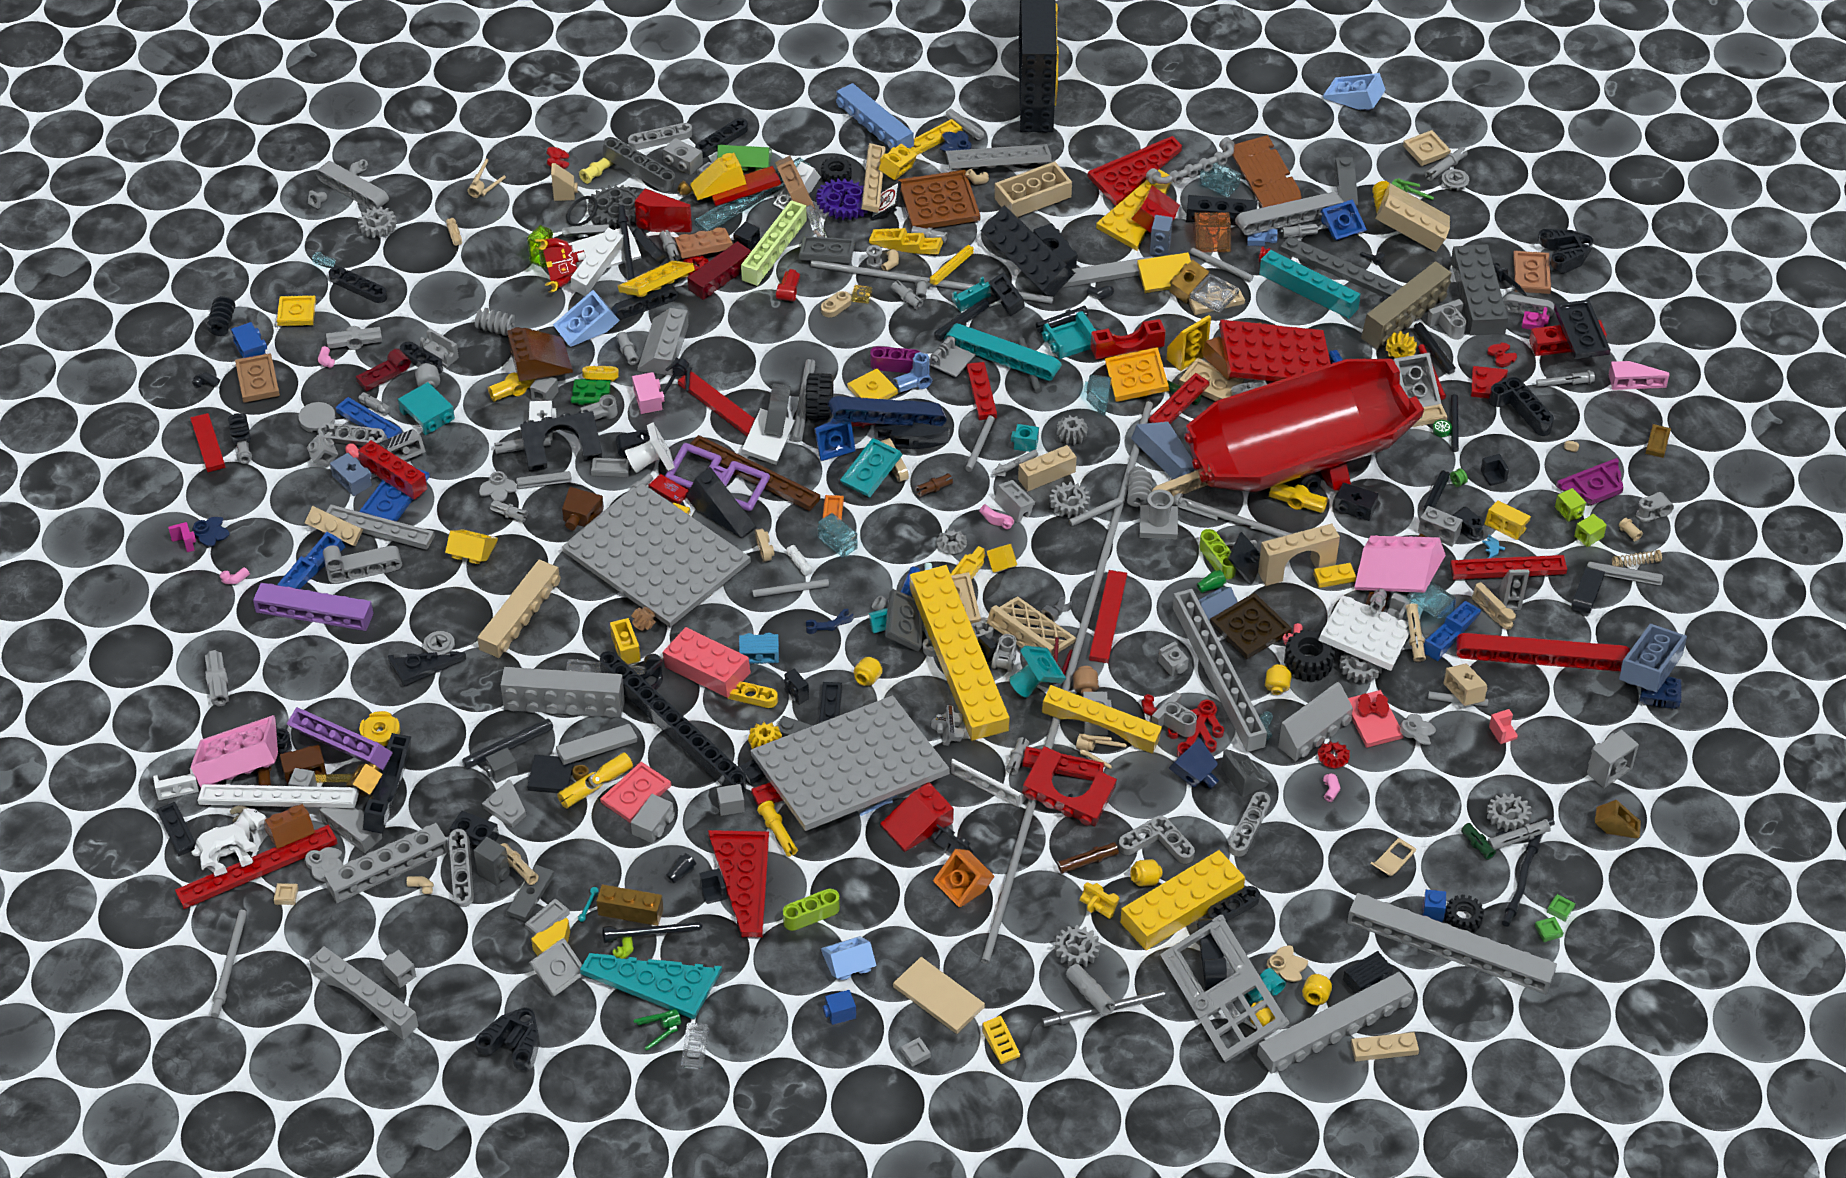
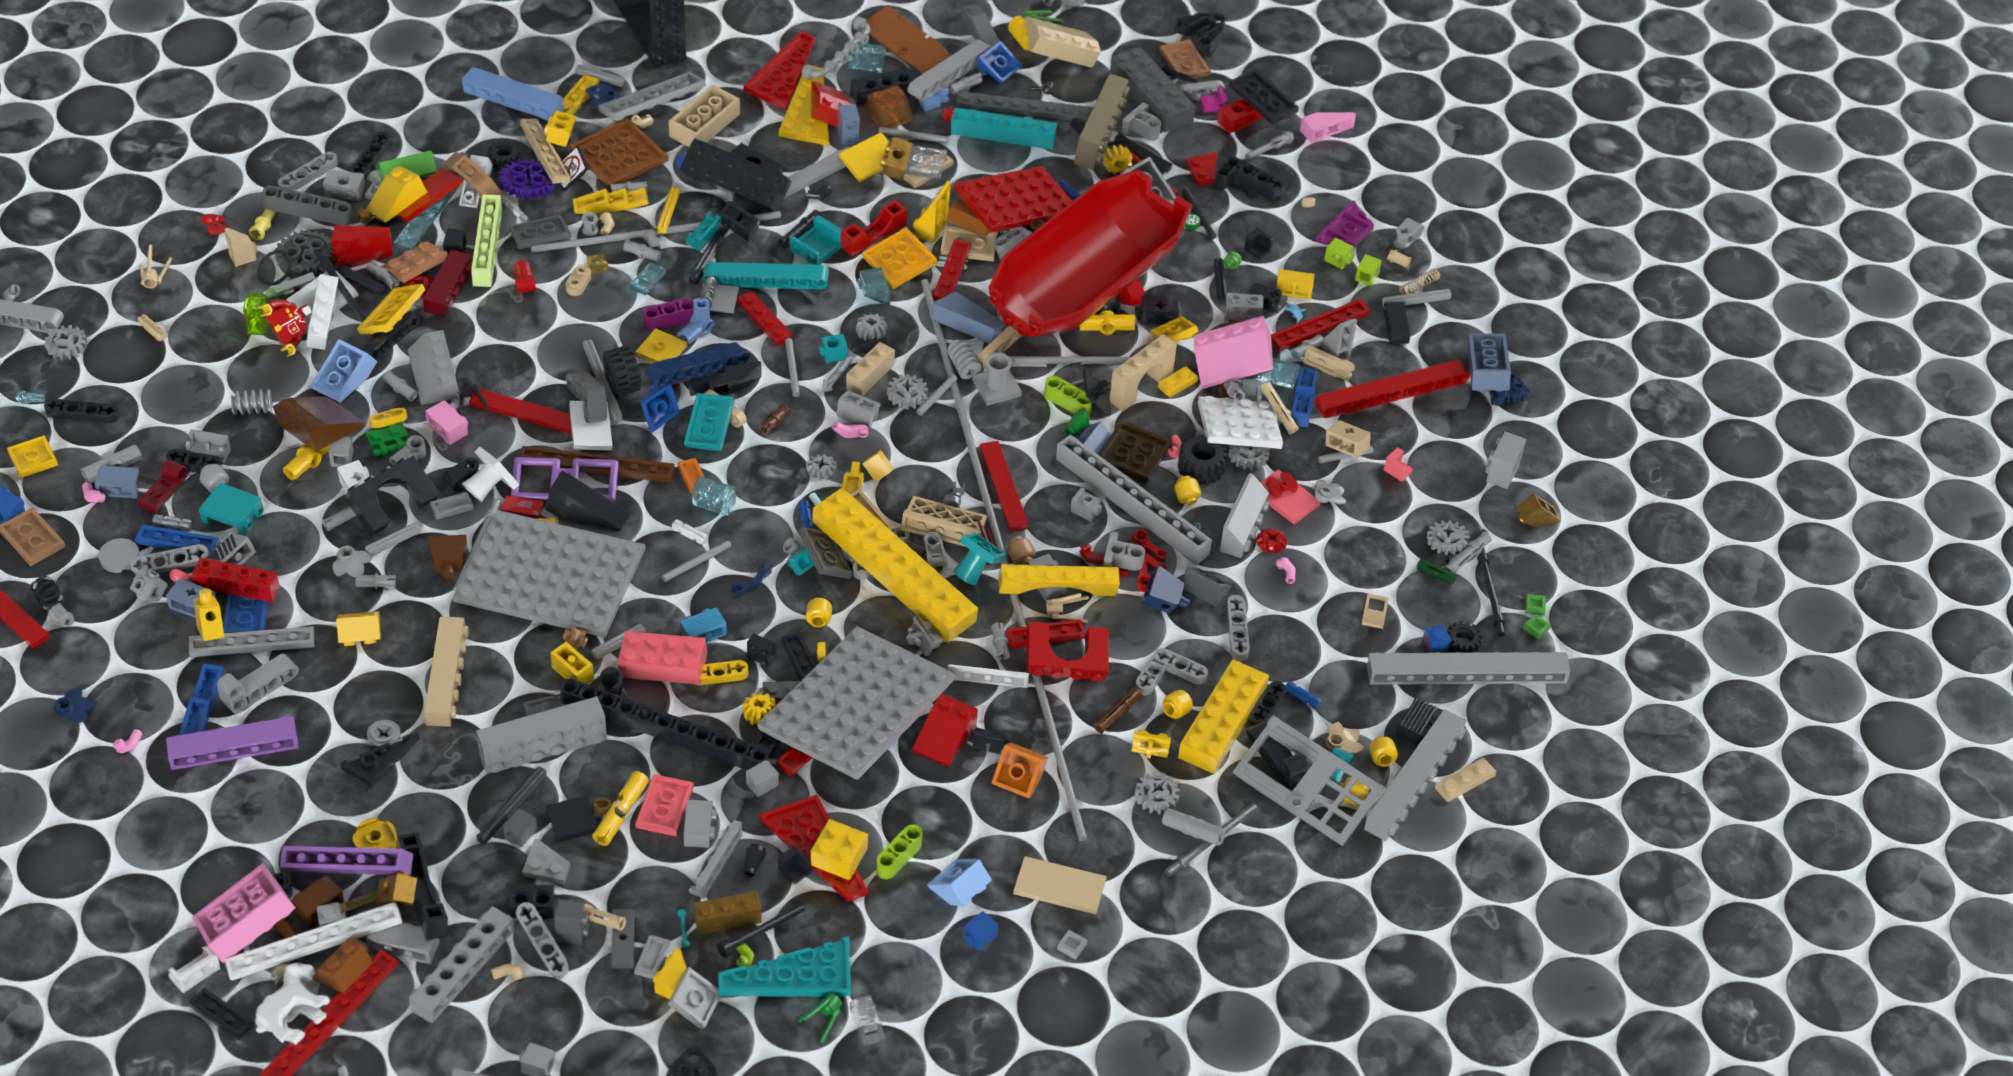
camera: 30 degrees left, 0 degrees up
(181, 532) = (50, 717): dark pink bracket -> none
(216, 678) = (173, 849): light grey piece -> none
(286, 894) = (375, 1034): tan tile -> none
(327, 860) = (398, 988): light grey plate -> none
(329, 523) = (198, 655): tan plate -> none
(348, 353) = (117, 481): none -> sand blue panel
(351, 492) = (208, 616): none -> yellow torso
(596, 744) = (600, 773): light grey tile -> none
(650, 856) = (718, 860): none -> light grey hinge
(669, 636) = (614, 643): none -> light grey axle
(754, 886) = (839, 849): none -> yellow brick
(765, 549) = (648, 529): tan plate -> none
(774, 822) = (814, 783): yellow pin -> none
(850, 705) = (821, 651): none -> yellow tile
(897, 321) = (648, 278): none -> clear light blue plate
(994, 1028) = (1137, 894): yellow slope -> none
(1049, 444) = (866, 346): none -> black axle
(1273, 908) = (1302, 695): none -> blue axle
(1356, 526) = (1176, 329): none -> yellow plate
(1490, 583) = (1300, 351): none -> light grey pin
(1498, 351) = (1199, 138): red piece -> none
(1658, 441) = (1375, 175): pearl gold tile -> none

